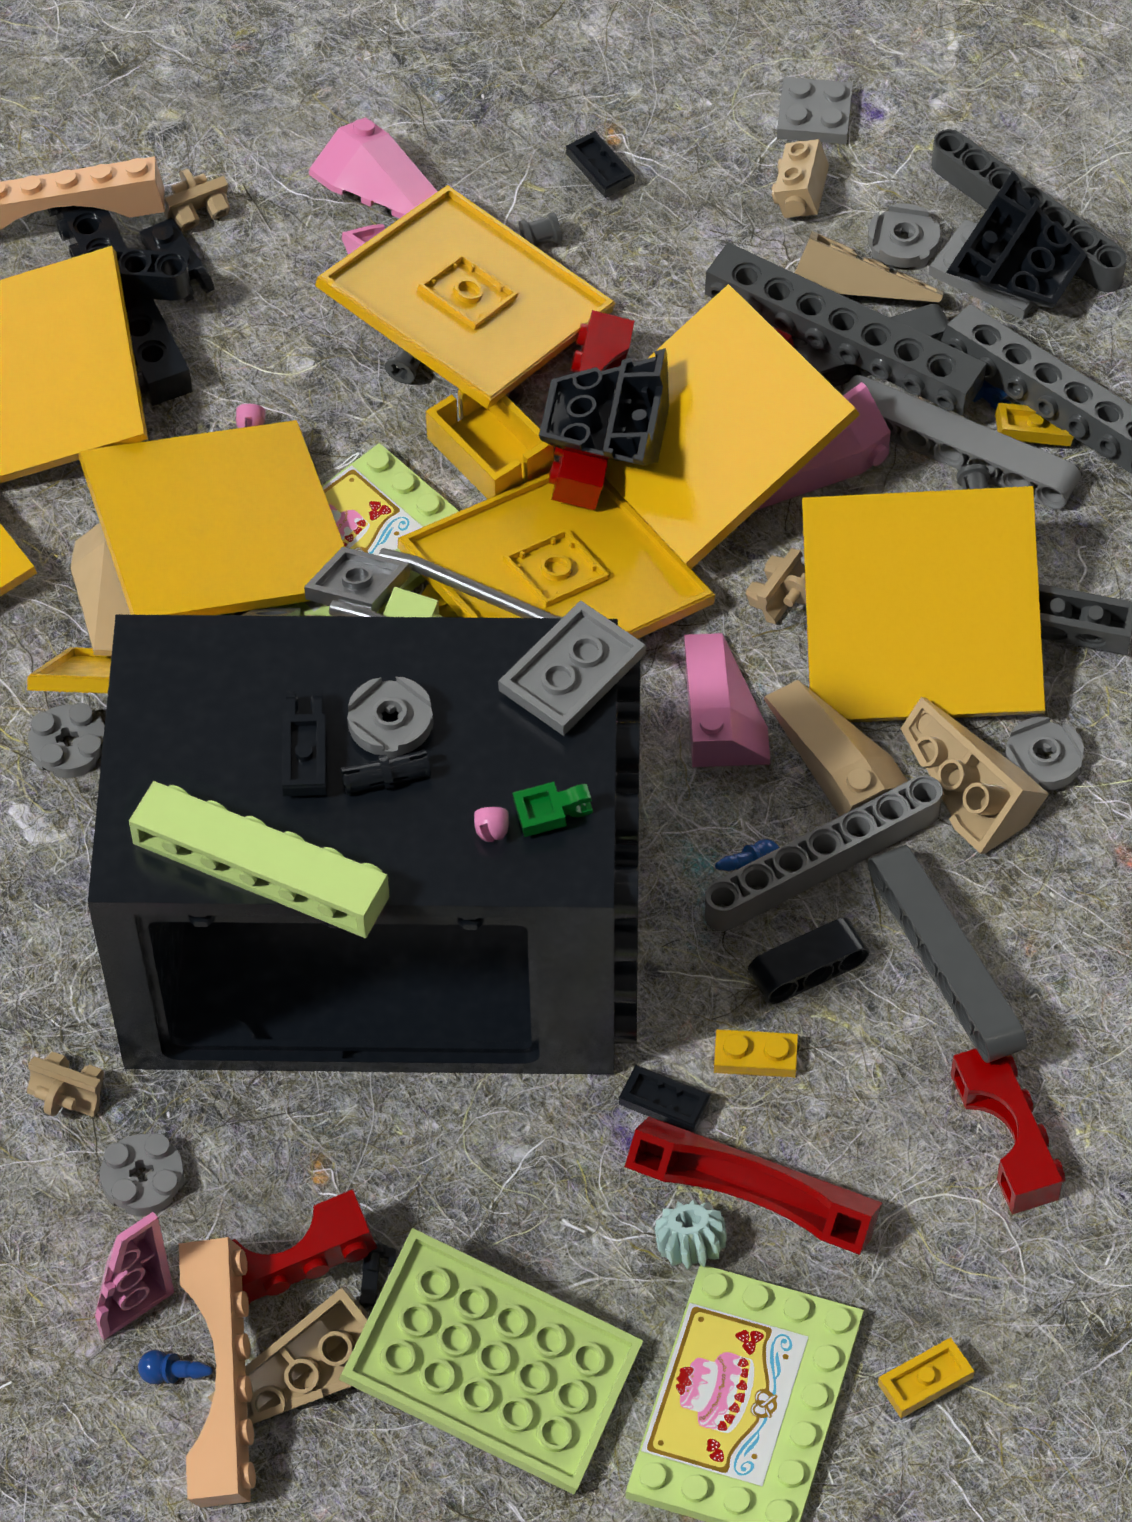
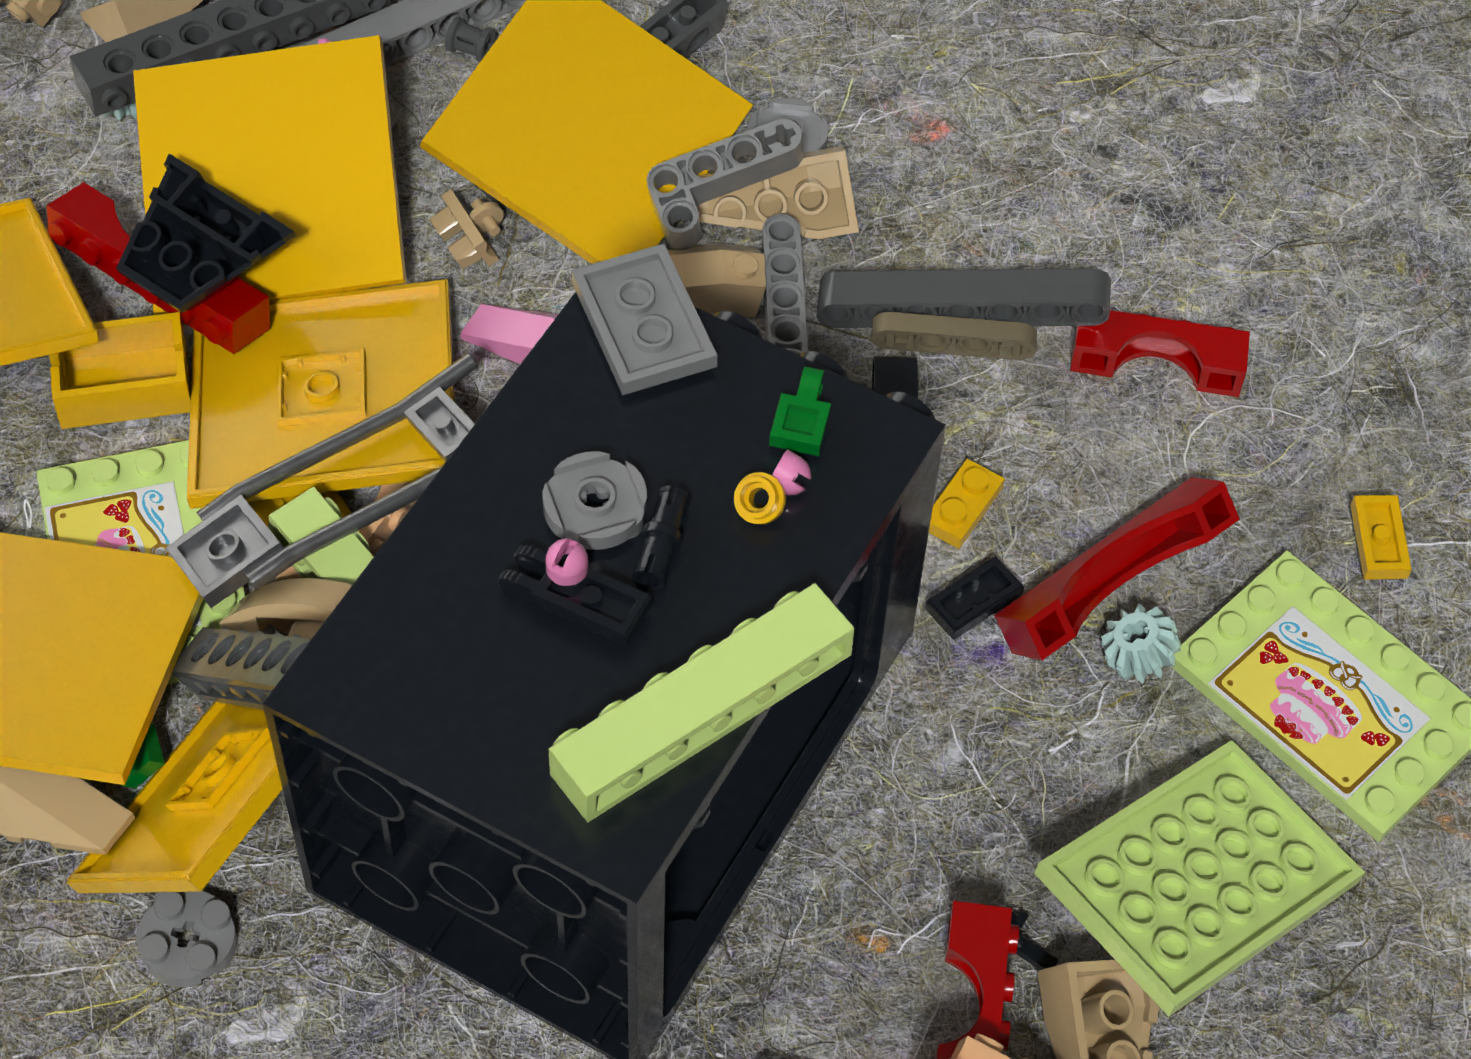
camera: 65 degrees left, 0 degrees up
(316, 720) = (575, 566): none -> bright pink hinge
(455, 813) = (745, 494): none -> yellow plate
(915, 969) = (954, 335): none -> dark tan beam
(937, 719) = (728, 175): none -> light grey beam

